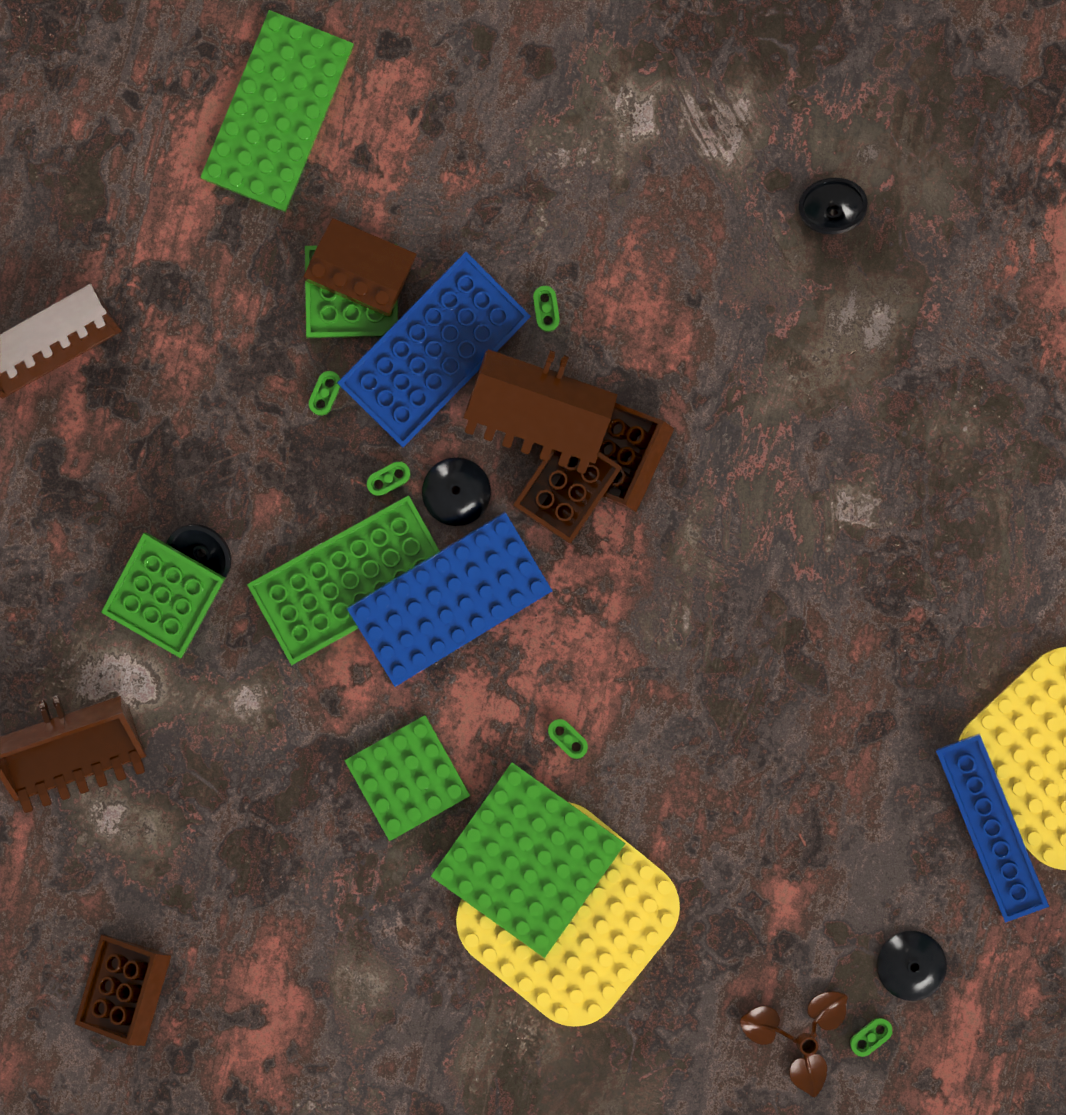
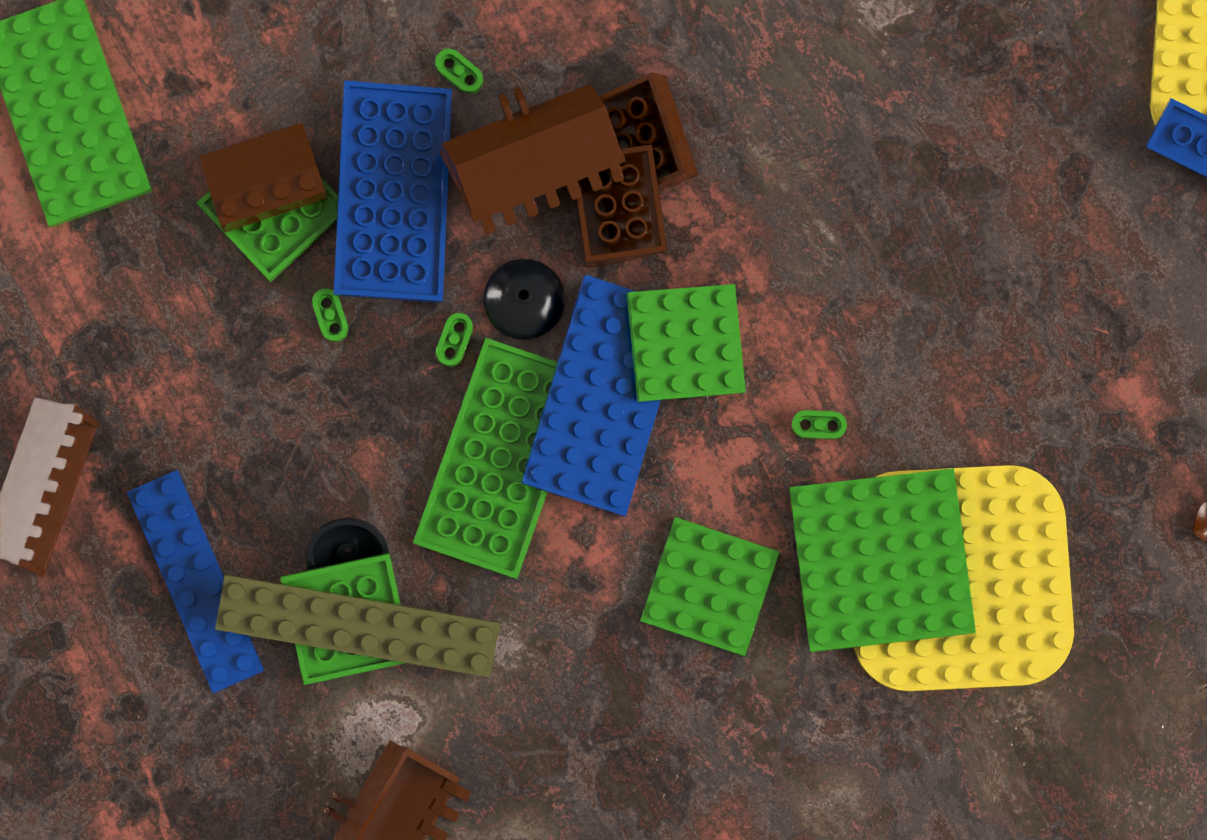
camera: 35 degrees left, 5 degrees down
(92, 486) = (192, 579): none -> blue plate
(165, 606) = (357, 625): none -> olive plate
(530, 612) = (686, 343): none -> bright green plate

